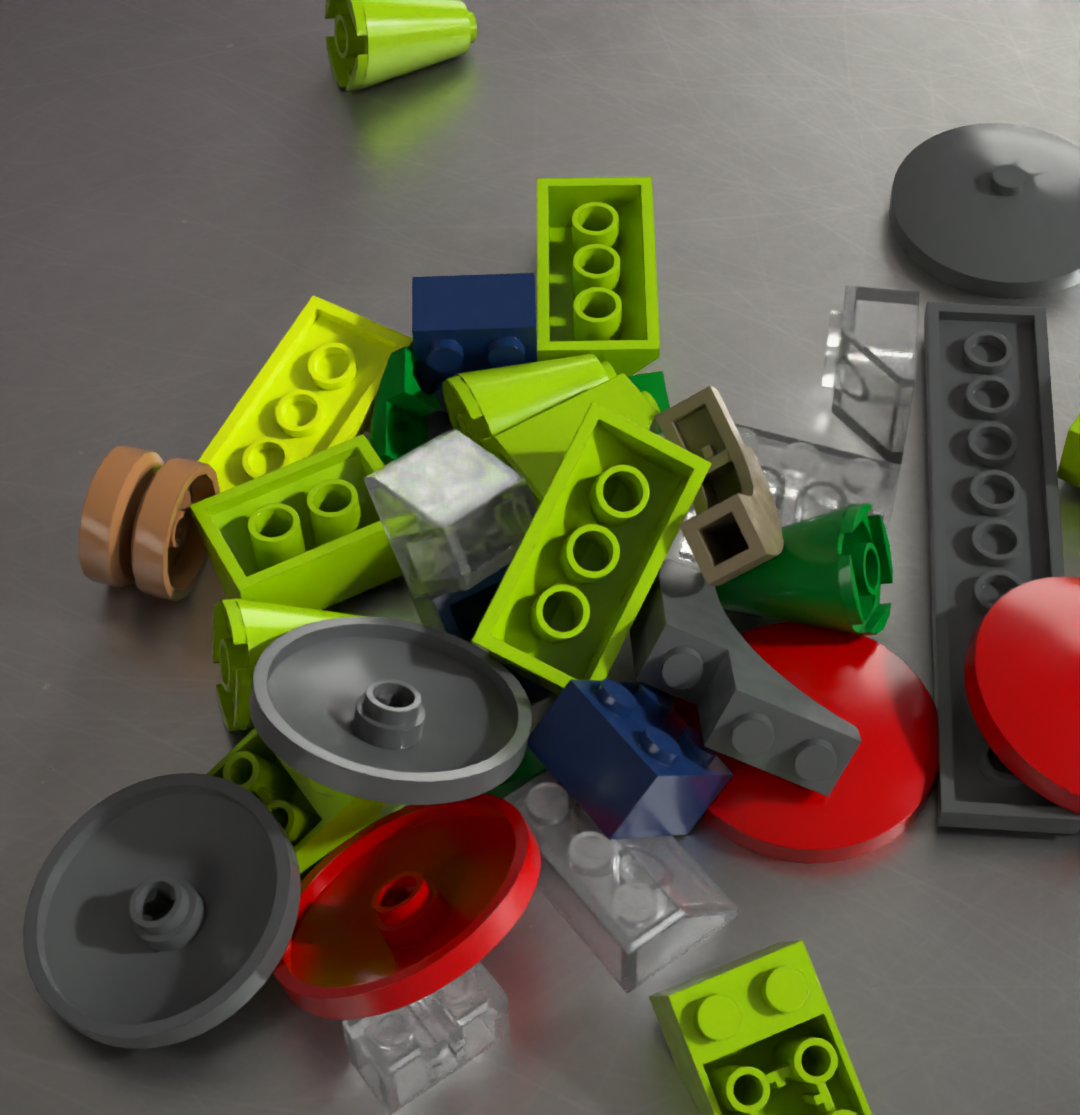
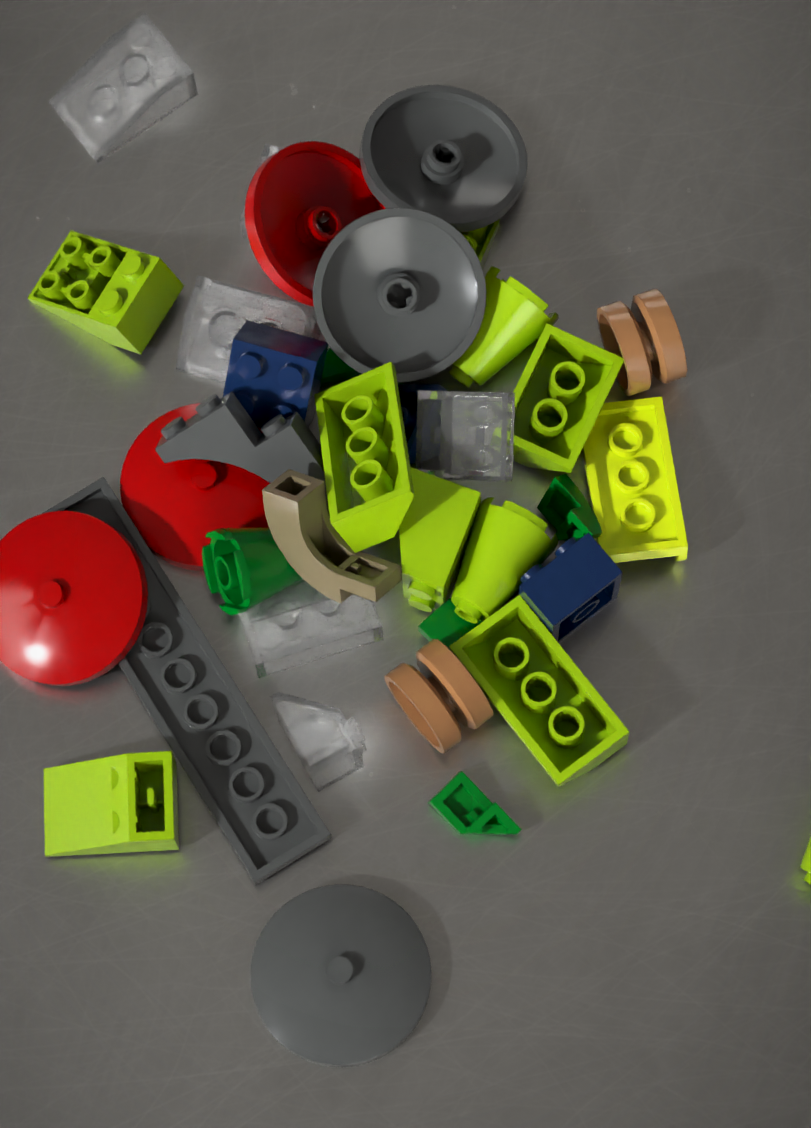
camera: 145 degrees right, 20 degrees up
(708, 329) = (439, 695): none -> medium nougat wheel
(751, 261) = (470, 810): none -> green slope

